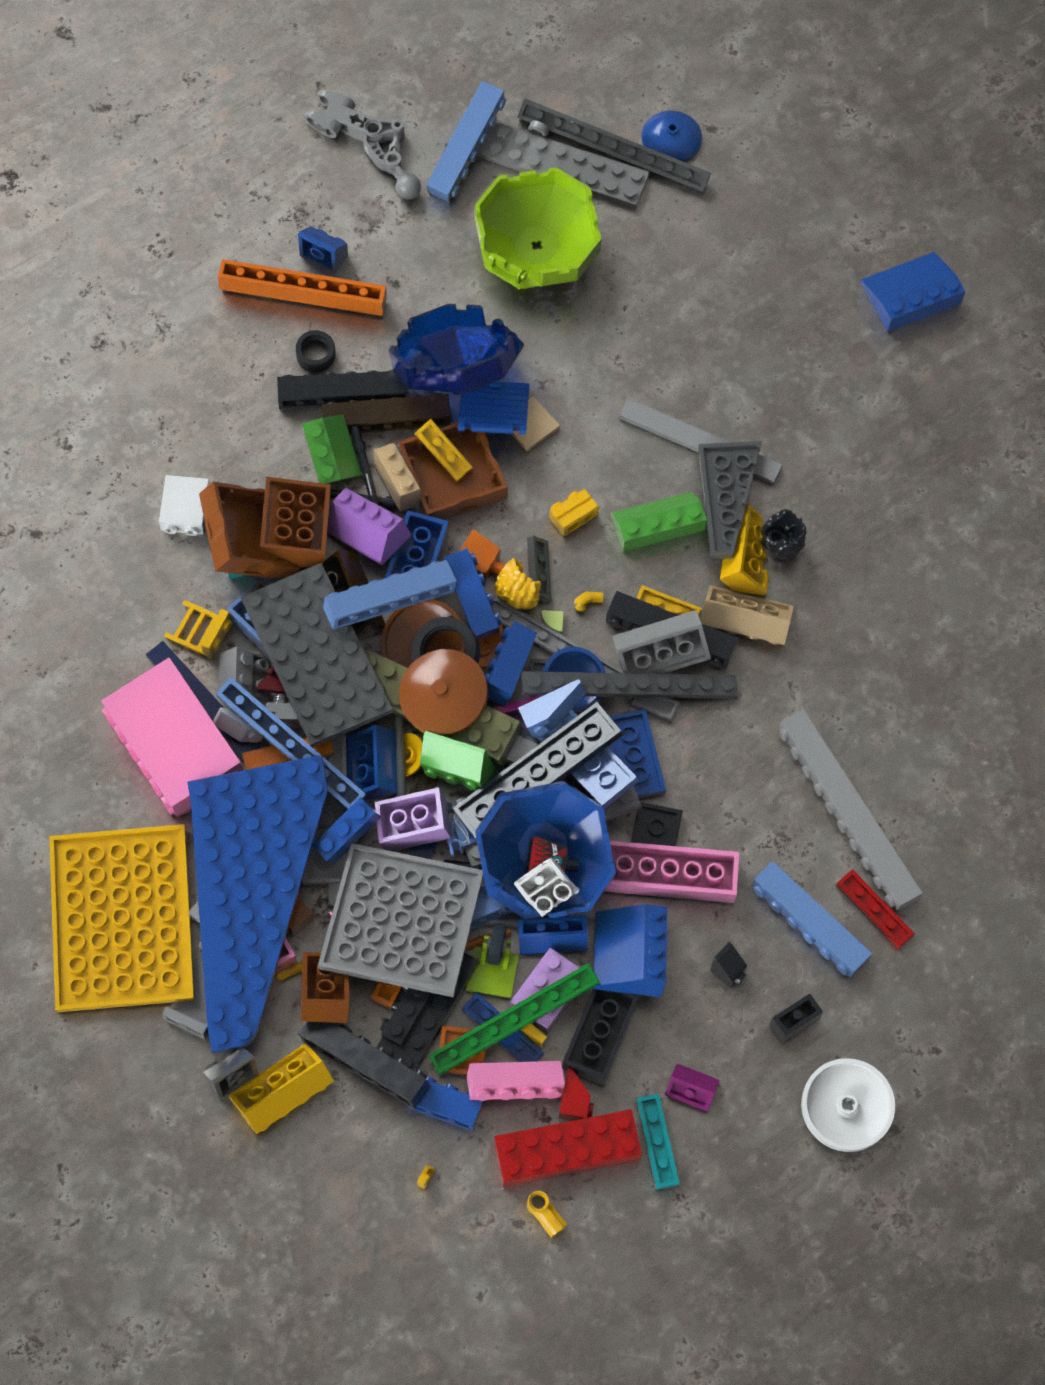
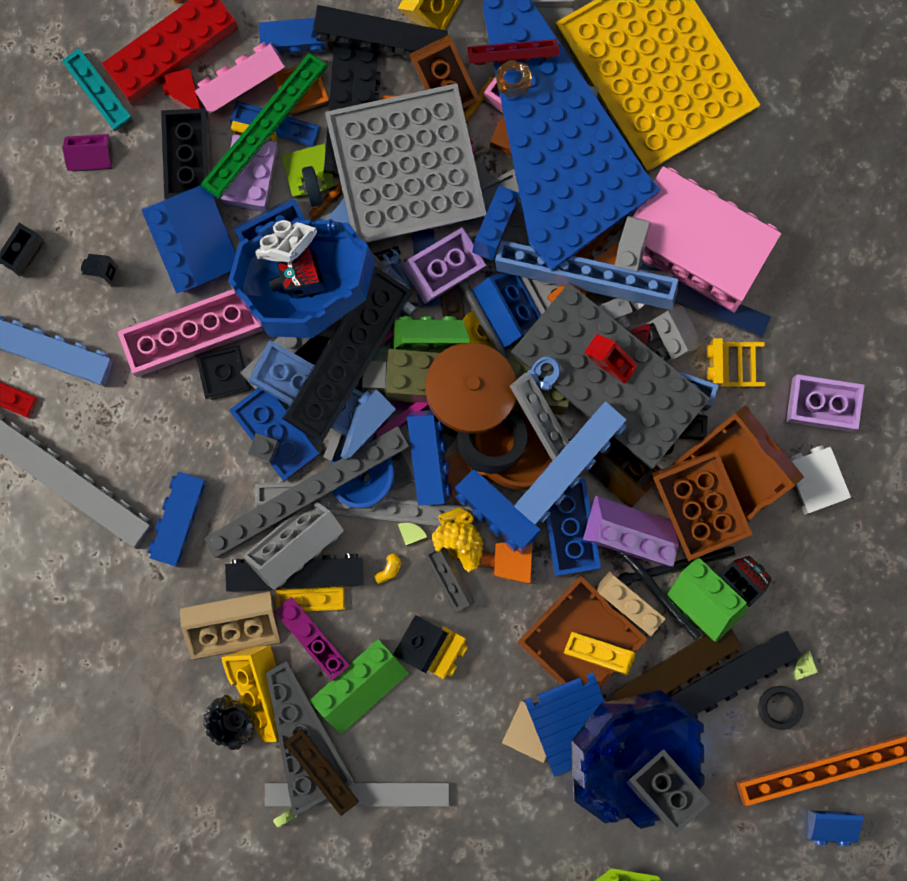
camera: 160 degrees right, 15 degrees up
(142, 558) = (825, 403): none -> lavender brick
(238, 743) = (632, 243): none -> light grey slope
(251, 966) = (510, 51): none -> dark red plate
(258, 926) = (519, 88): none -> clear orange piece
(277, 371) = (804, 666): none -> yellowish green tile
(289, 447) = (746, 579): none -> black torso
(310, 659) = (611, 358): none -> red slope
(373, 668) = (546, 383): none -> medium blue piece
(394, 646) = (539, 414): none -> light grey plate
(443, 323) = (668, 792): none -> dark grey slope
(507, 611) = (456, 515): none -> yellow arm
(590, 525) = (420, 644): none -> black plate
(650, 736) = (263, 448): none -> dark grey brick
(680, 568) = (312, 638): none -> magenta slope
(722, 461) = (321, 772): none -> dark brown tile
(753, 720) = (177, 519): none -> blue brick
(771, 449) = (284, 818): none -> yellowish green tile

